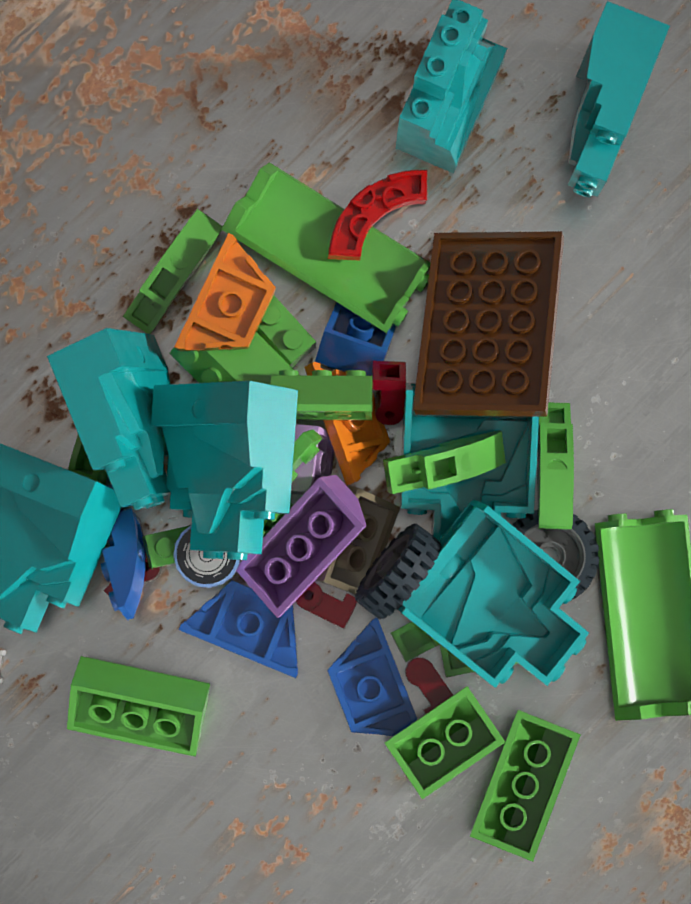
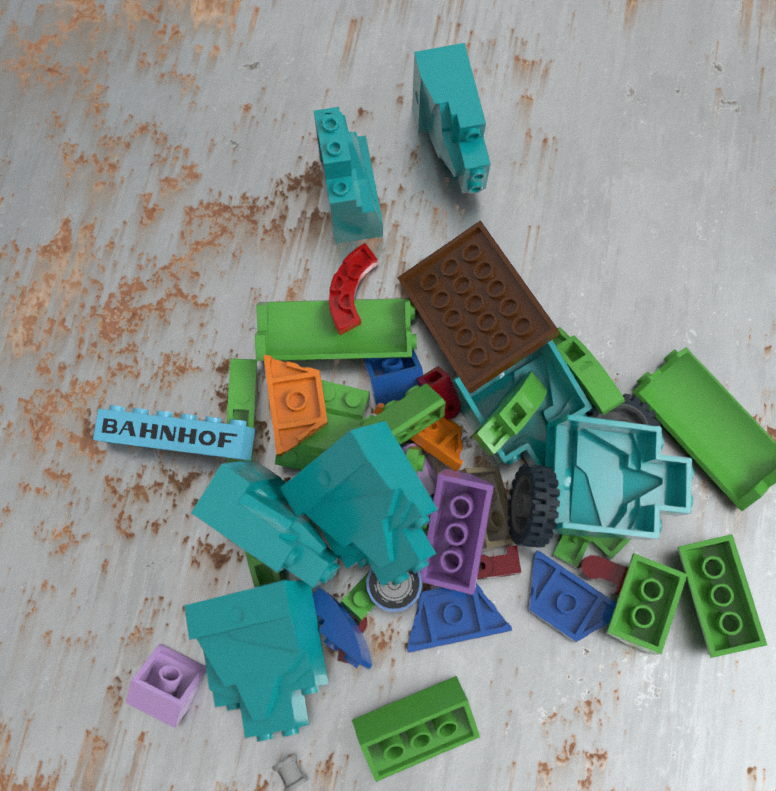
camera: 30 degrees left, 10 degrees down
(87, 254) = (175, 434): none -> medium azure brick

